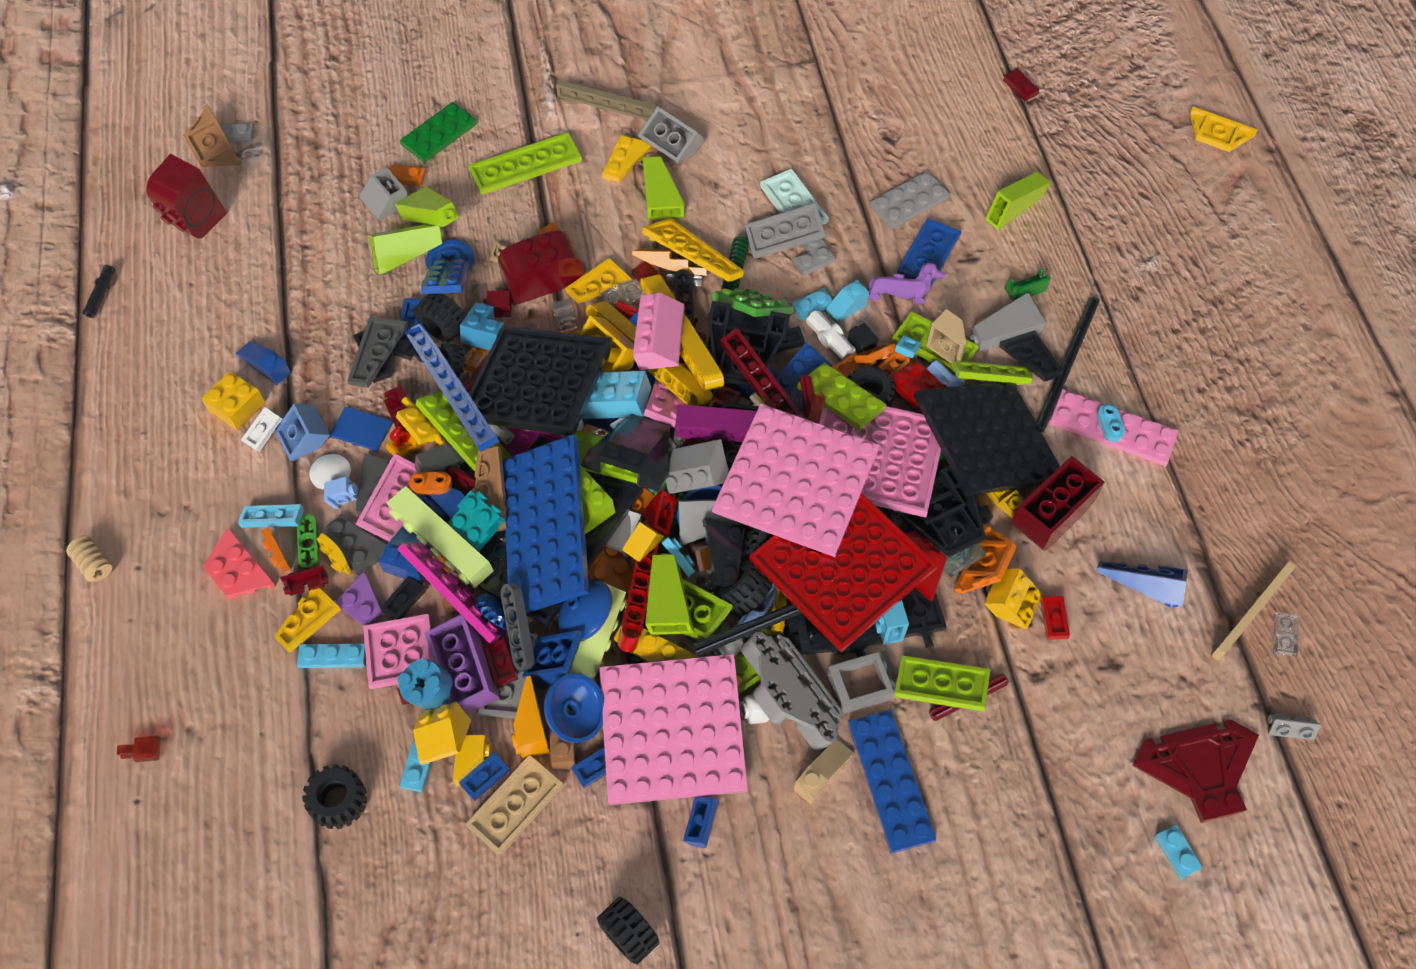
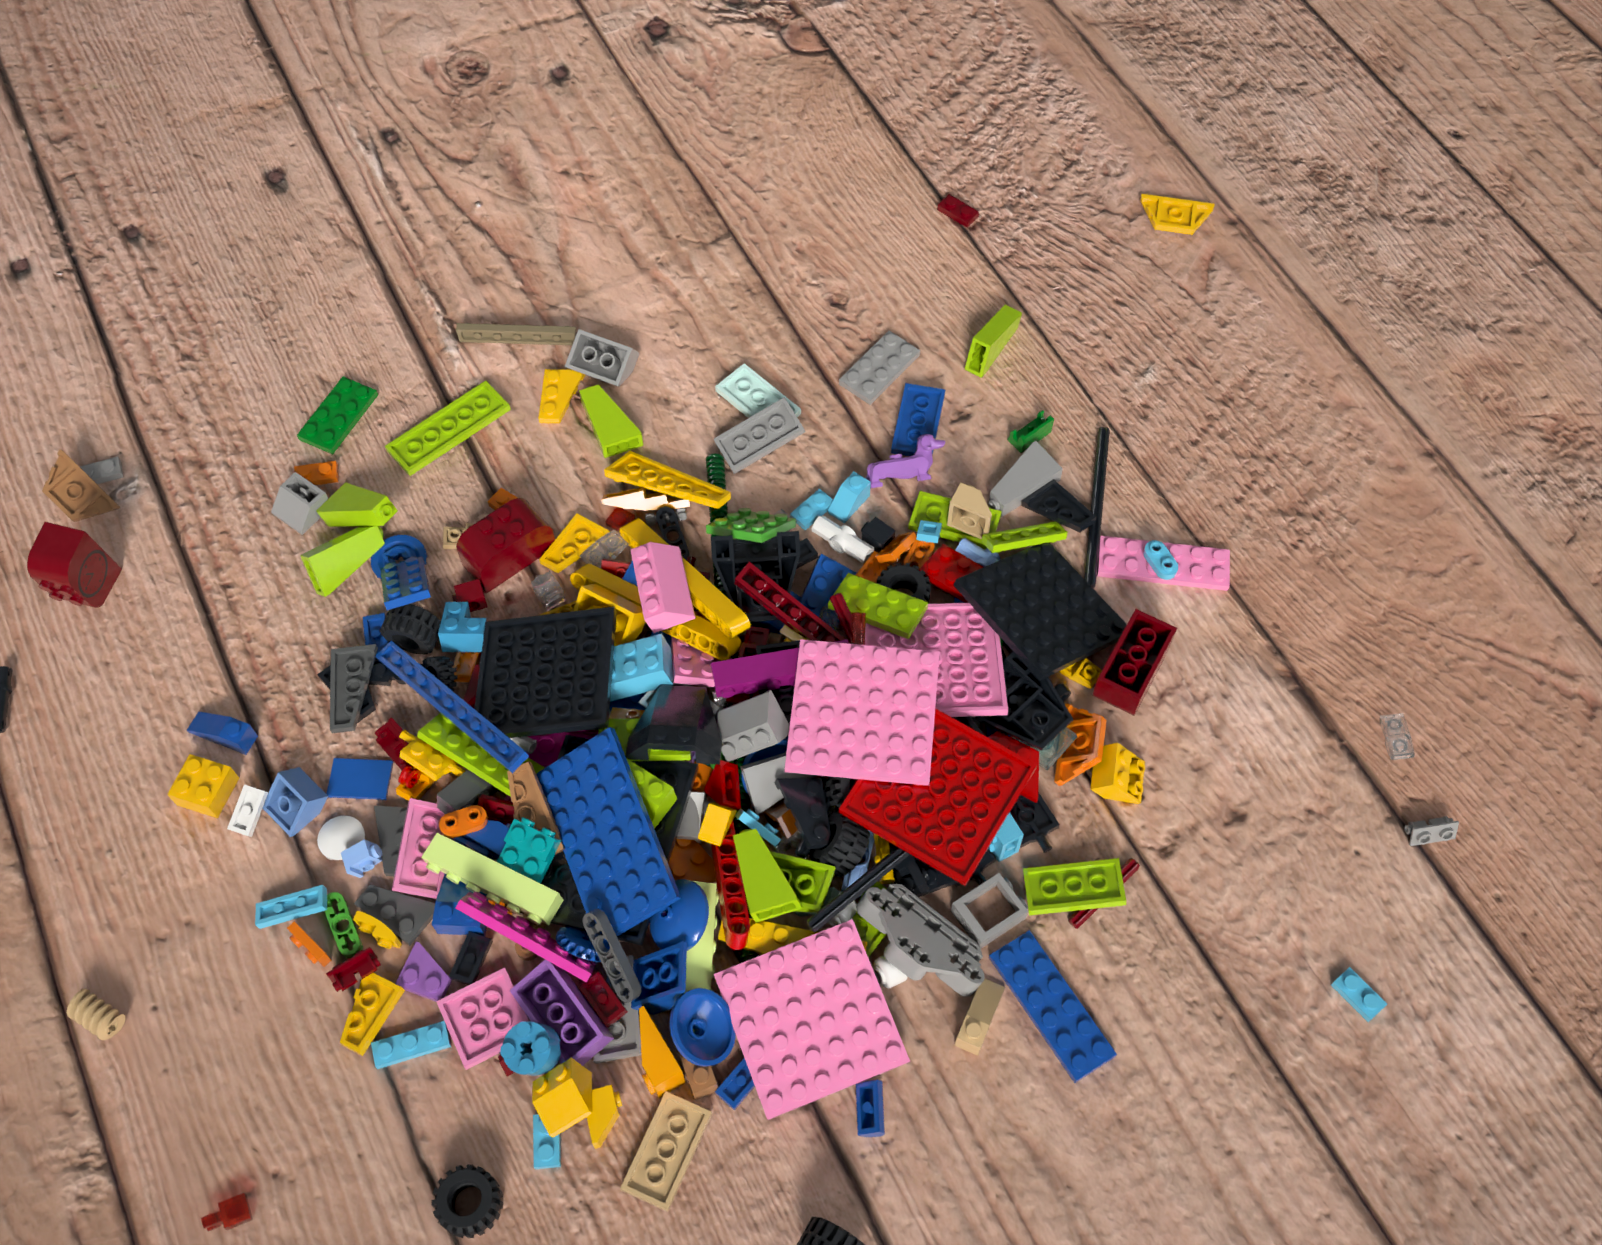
camera: 15 degrees left, 0 degrees up
(235, 568) = (268, 977): coral wing -> none
(484, 776) = (623, 1129): blue plate -> none
(817, 257) = (800, 456): light grey plate -> none
(1055, 617) = (1165, 783): red plate -> none
(1163, 585) = (1262, 718): wedge -> none
(1202, 766) = (1355, 897): dark red plate -> none
(1253, 611) = (1359, 721): tan tile -> none

